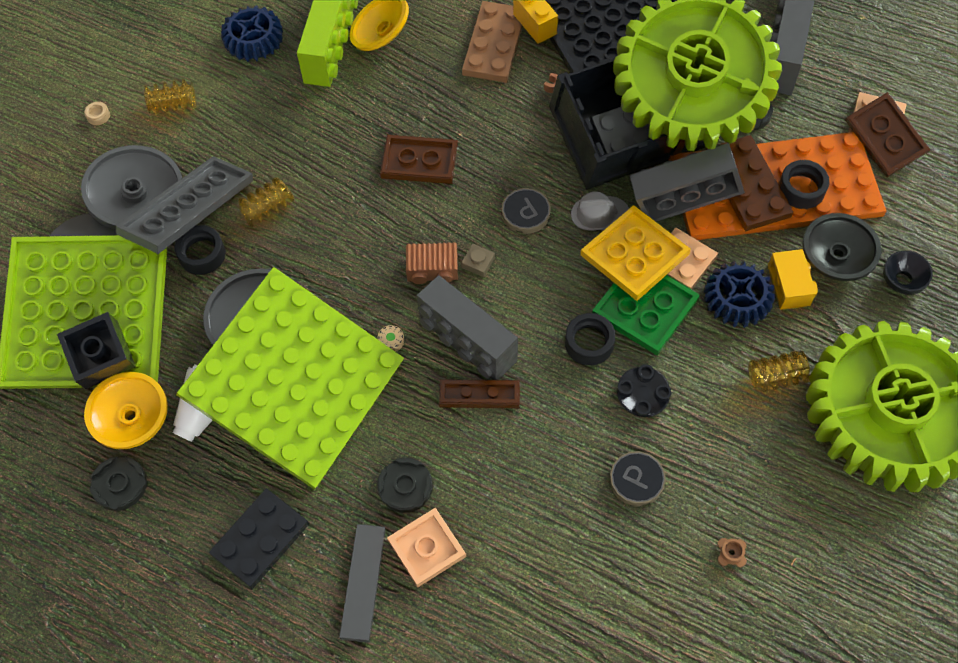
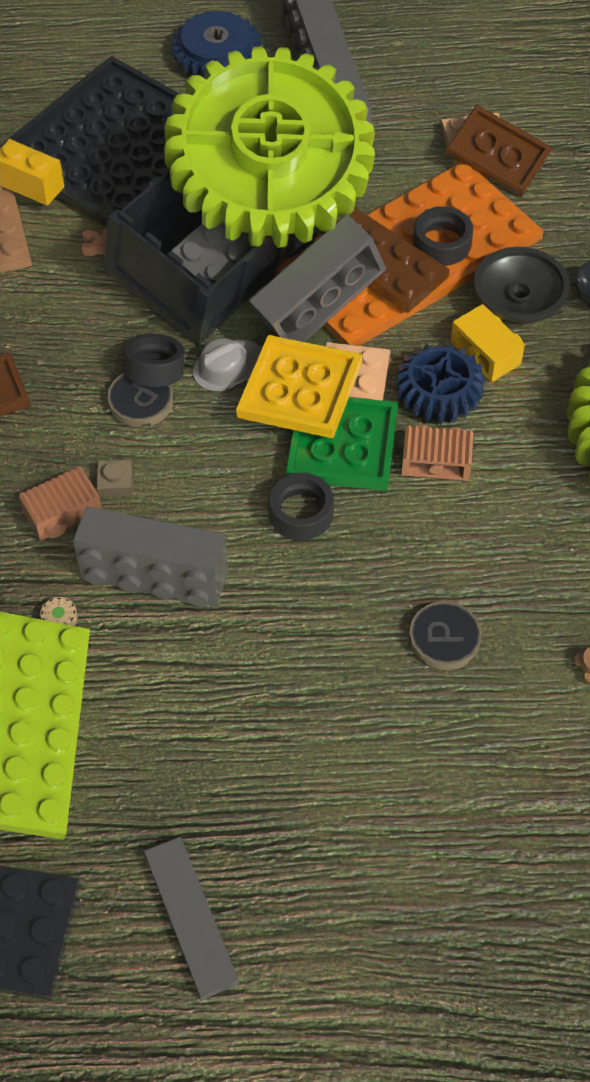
camera: 30 degrees left, 5 degrees down
(405, 485) = (175, 777): pearl dark grey tile -> none
(426, 547) = (246, 834): light nougat plate -> none
(479, 393) = (205, 628): reddish brown tile -> none
(544, 199) = (150, 372): none -> black tyre
(643, 391) = (396, 536): black dish -> none
(707, 344) = (437, 452): none -> nougat brick
(780, 369) = (532, 445): clear yellow piece -> none

